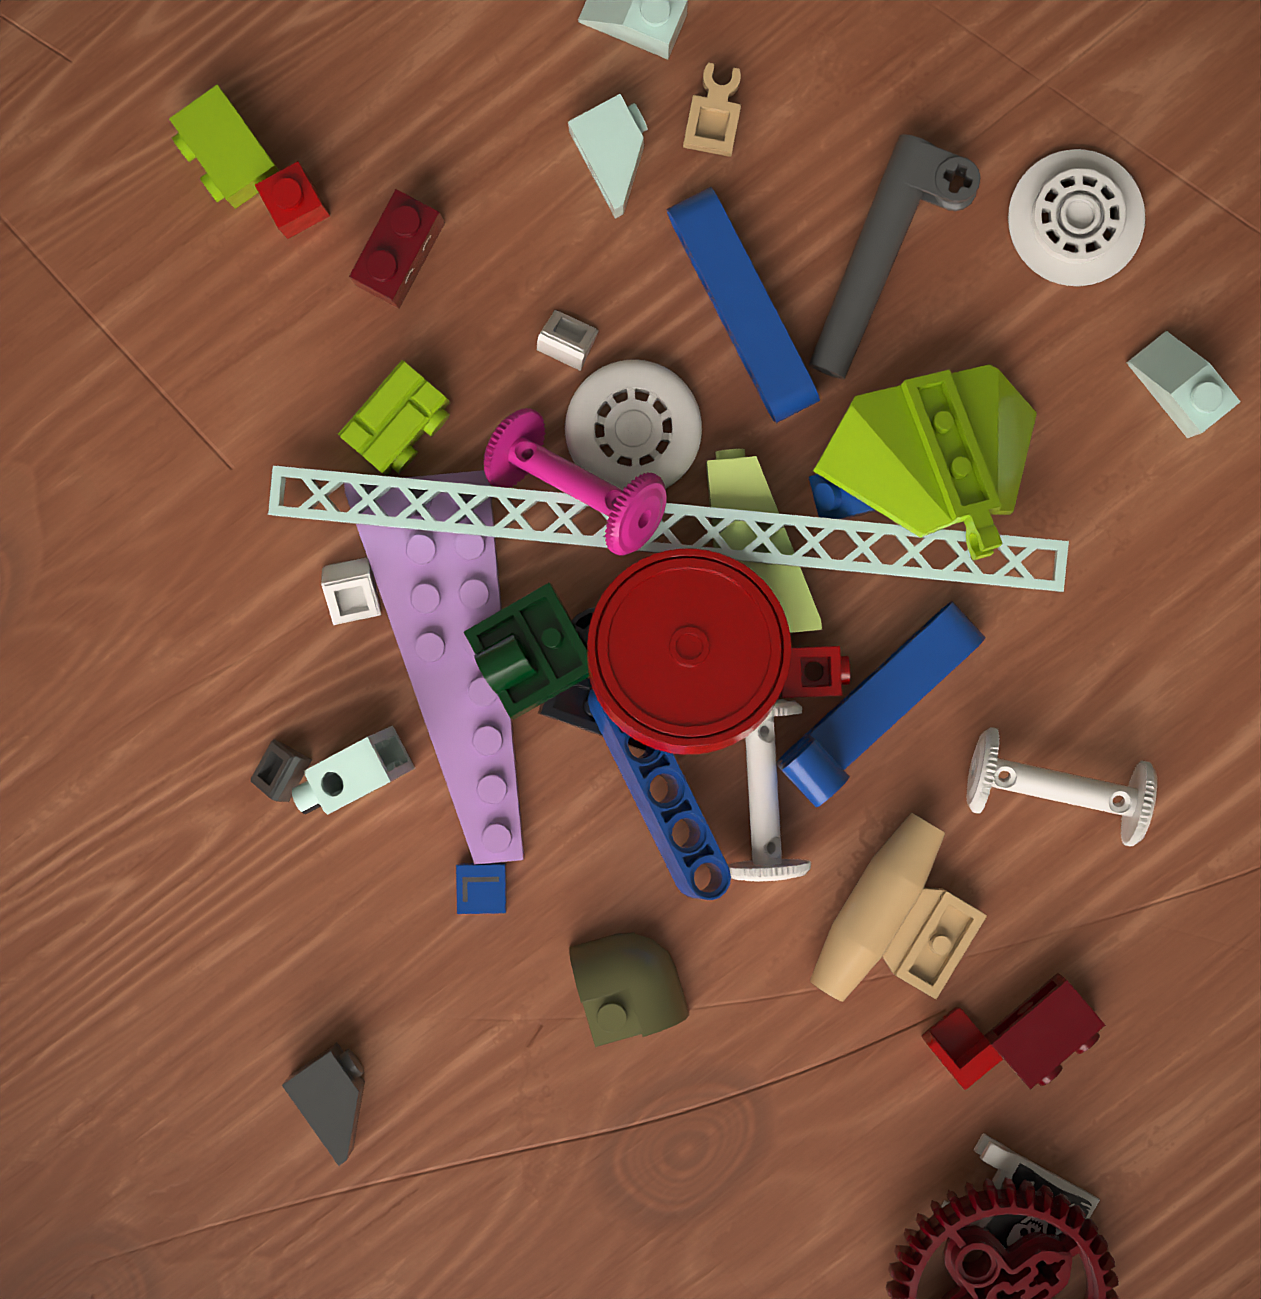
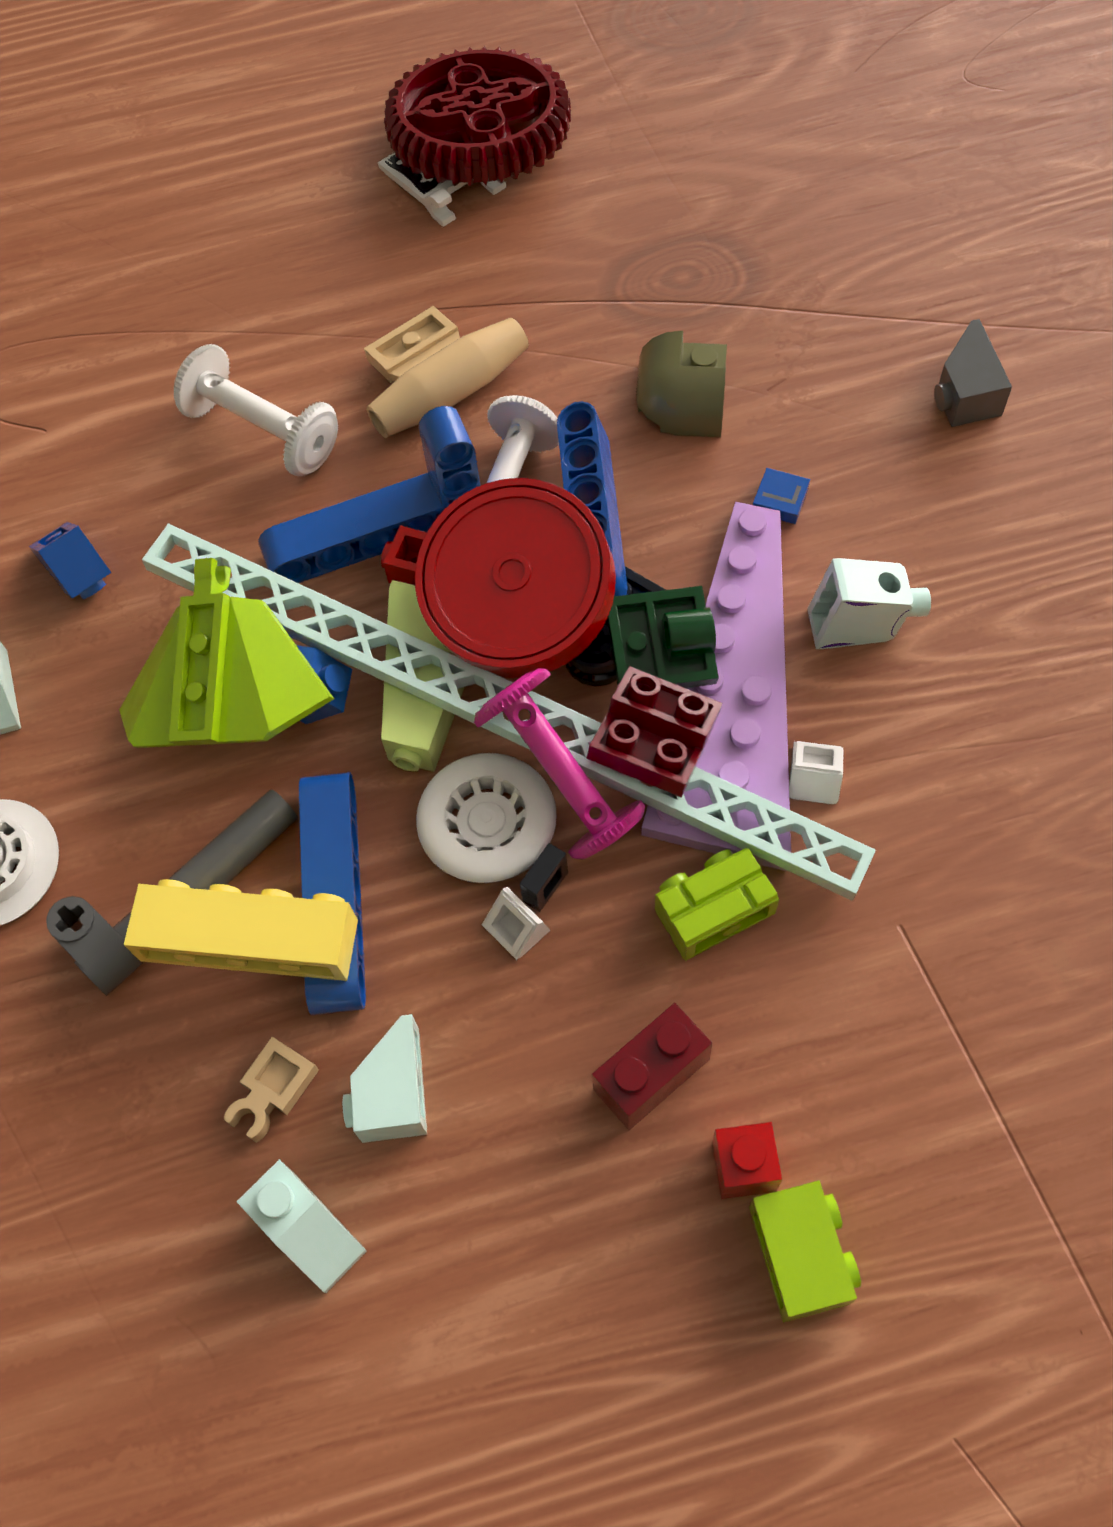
camera: 155 degrees left, 25 degrees down
(280, 771) = (937, 639): dark grey slope -> none
(500, 548) = (654, 731): none -> dark red slope
(555, 386) = (544, 877): none -> black tile
(791, 217) = (242, 930): none -> light yellow brick
(961, 1047) = (430, 271): red panel -> none
(1046, 1032) = (360, 264): dark red brick -> none
(1172, 549) = (71, 561): none -> blue slope

